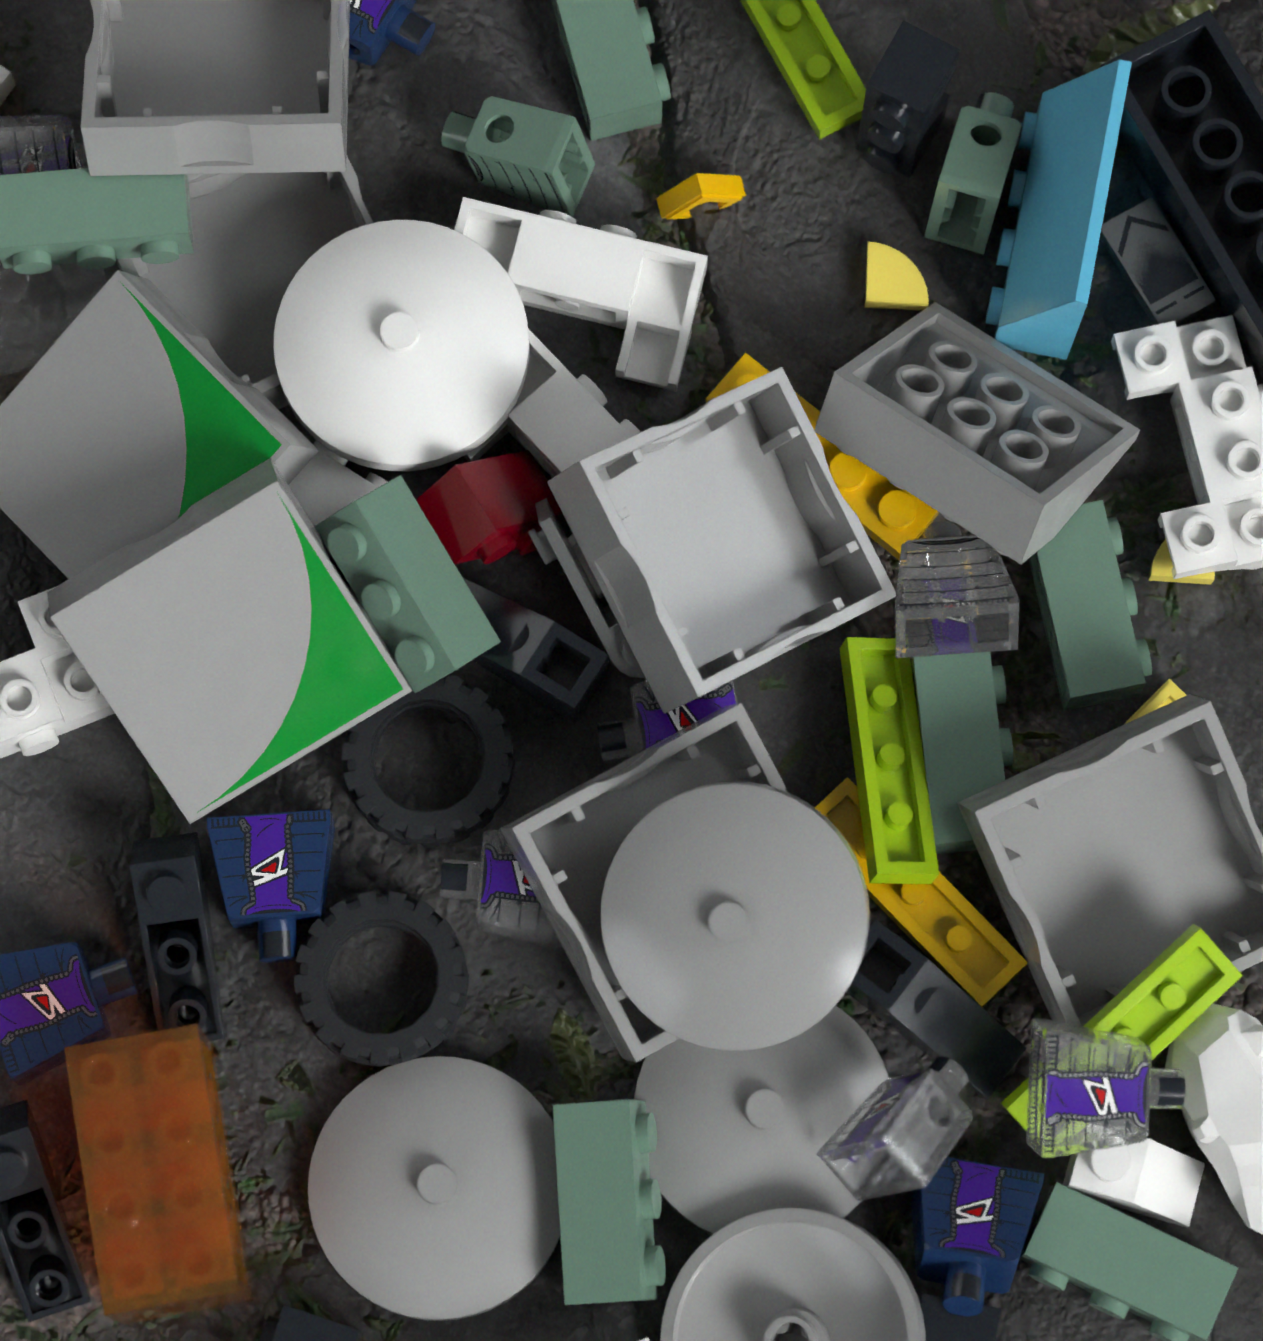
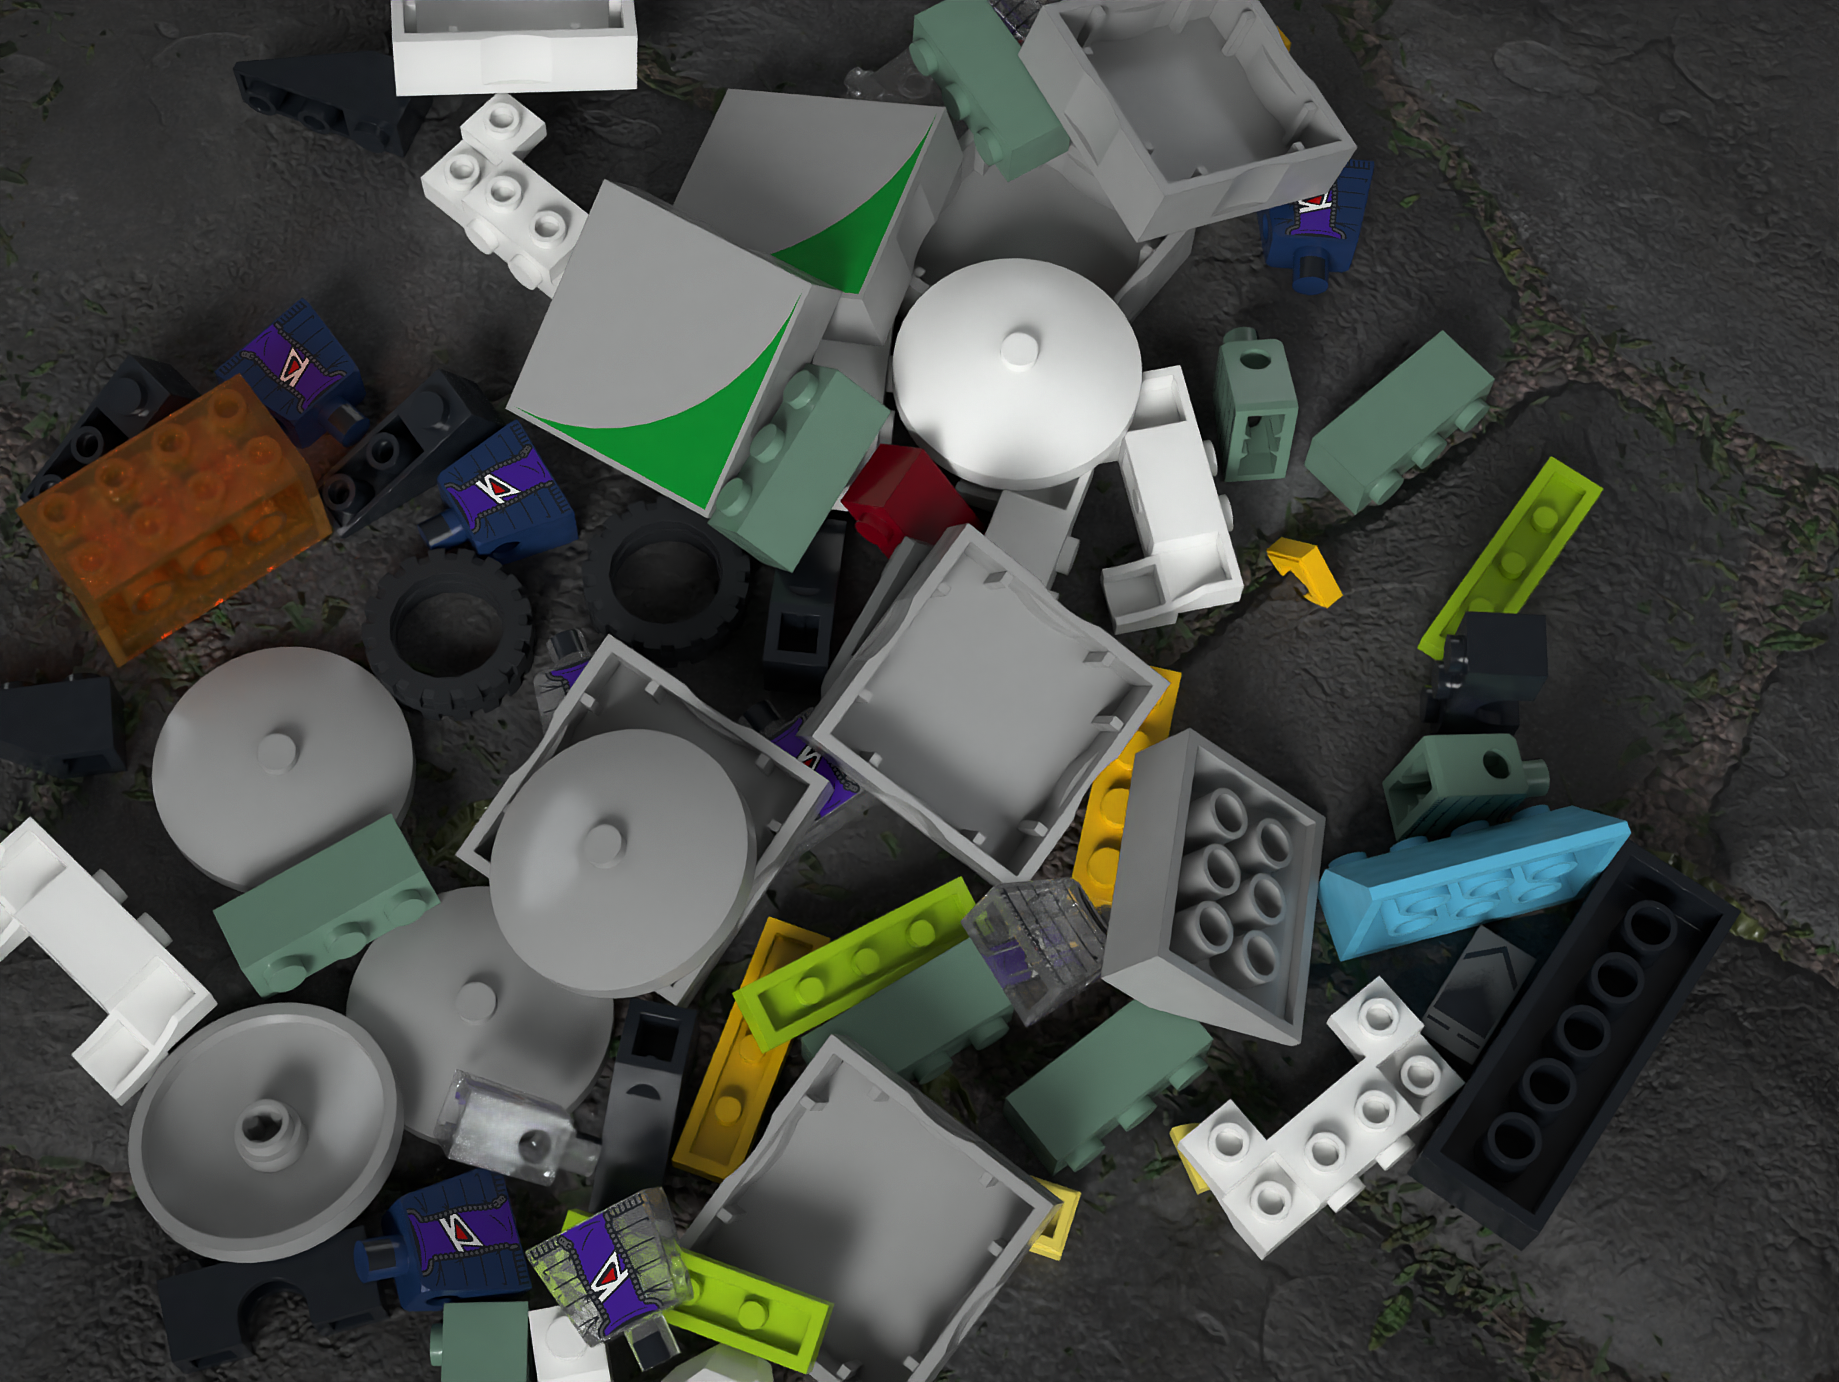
camera: 60 degrees right, 10 degrees down
(893, 280) = (1322, 769): light yellow tile -> none

